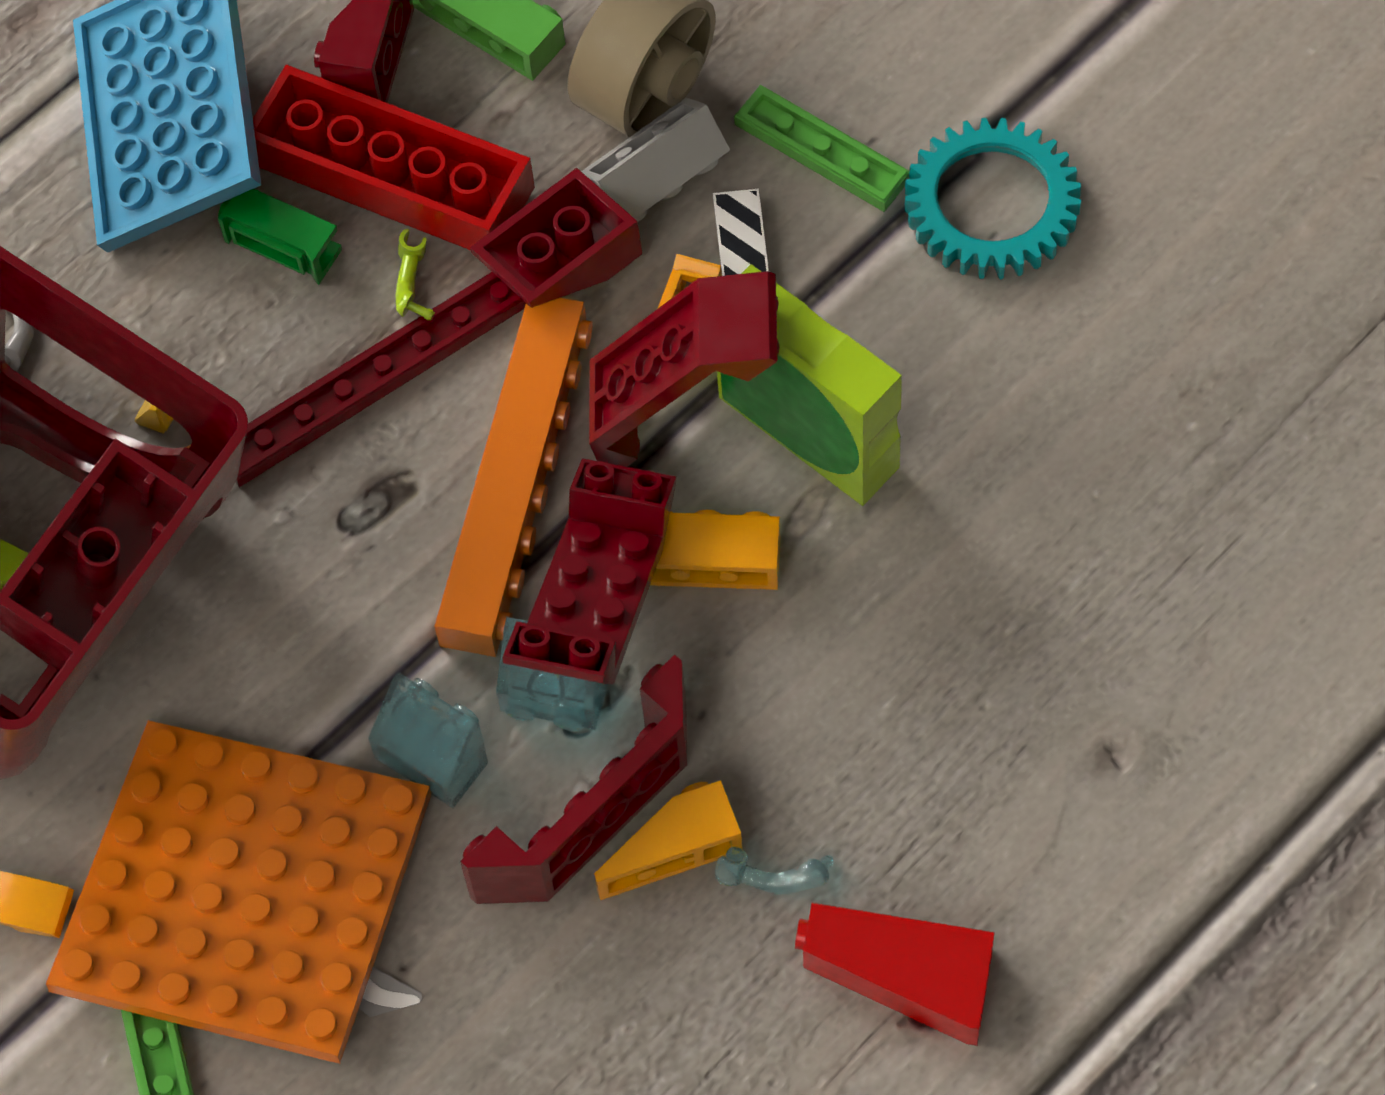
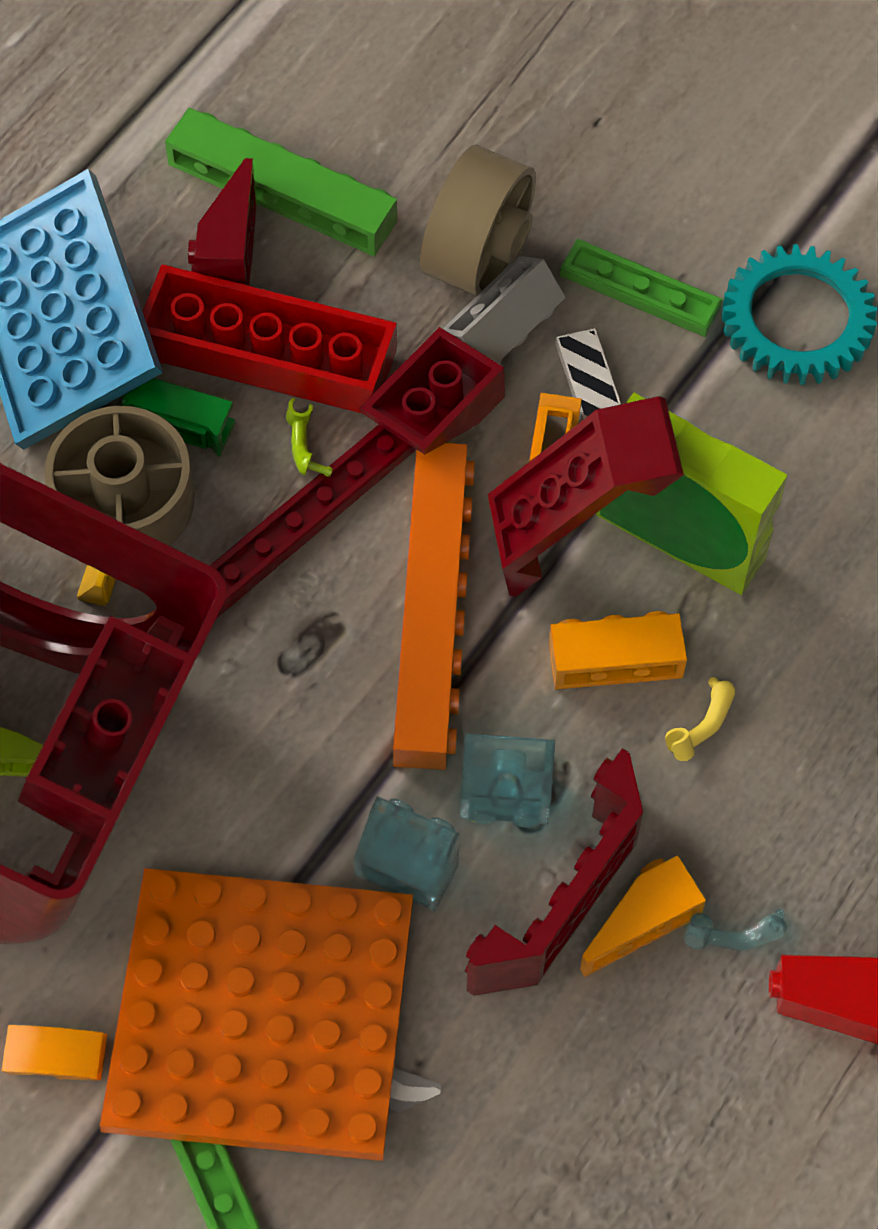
camera: 15 degrees left, 0 degrees up
(202, 296) = (130, 444): none -> dark tan piece
(597, 574) = (538, 684): dark red slope -> none
(759, 661) = (682, 741): none -> light yellow piece

